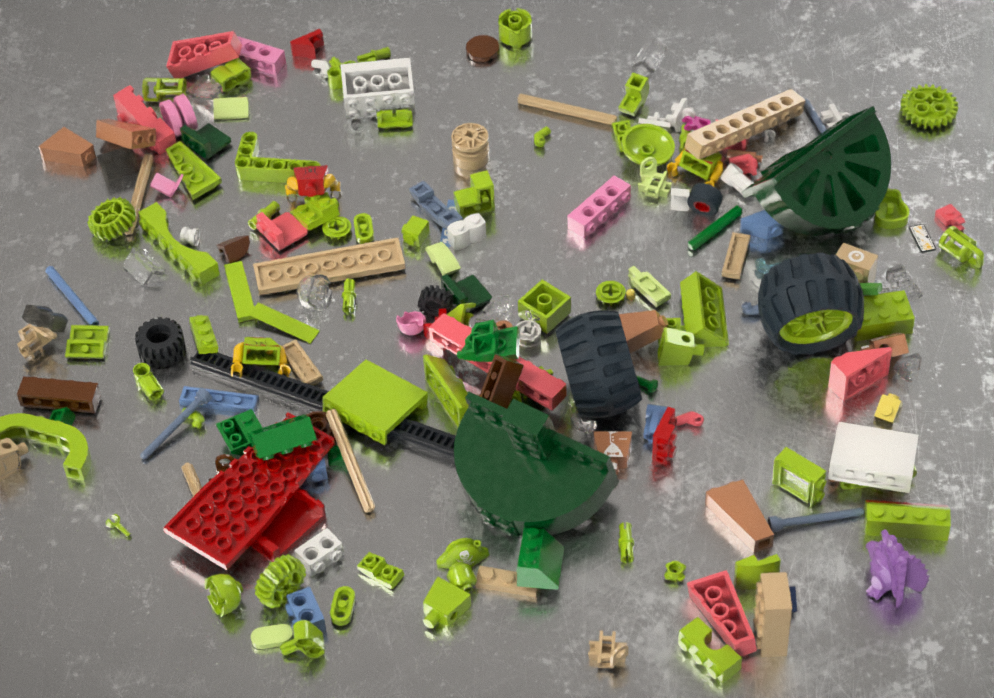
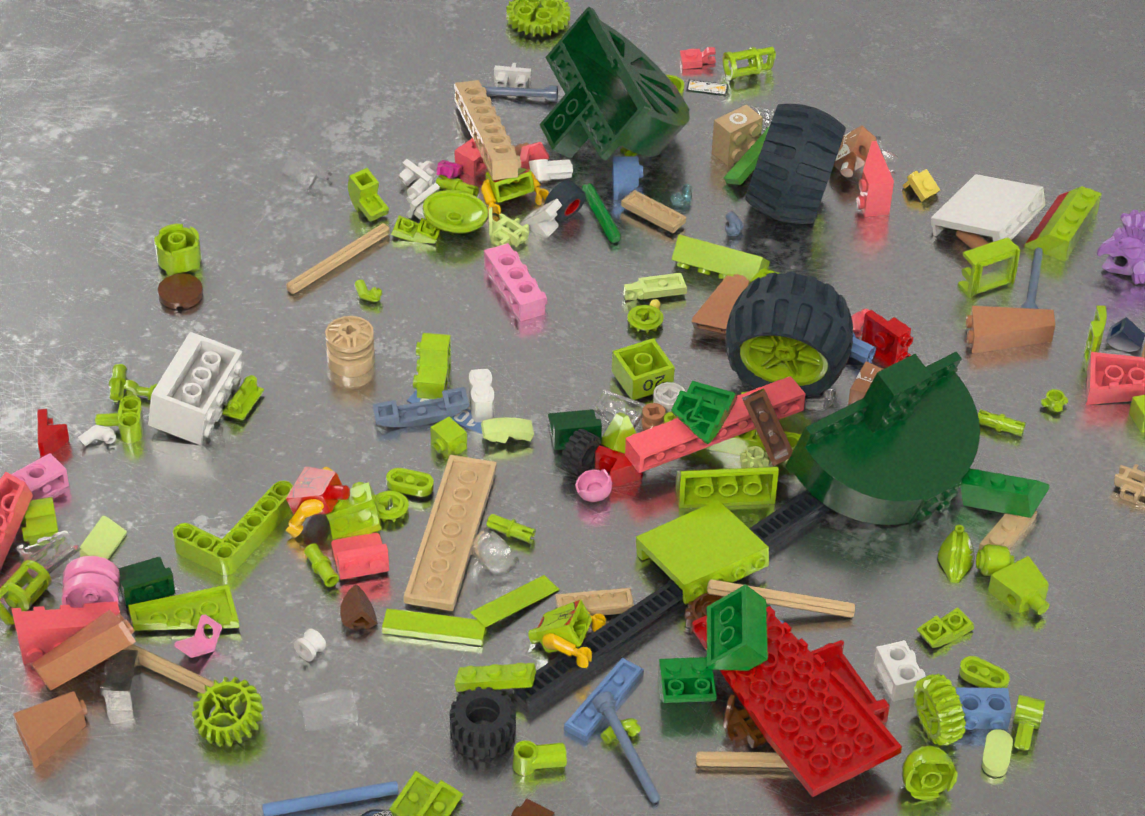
camera: 70 degrees left, 5 degrees down
(198, 263) = (365, 651): lime arch -> none

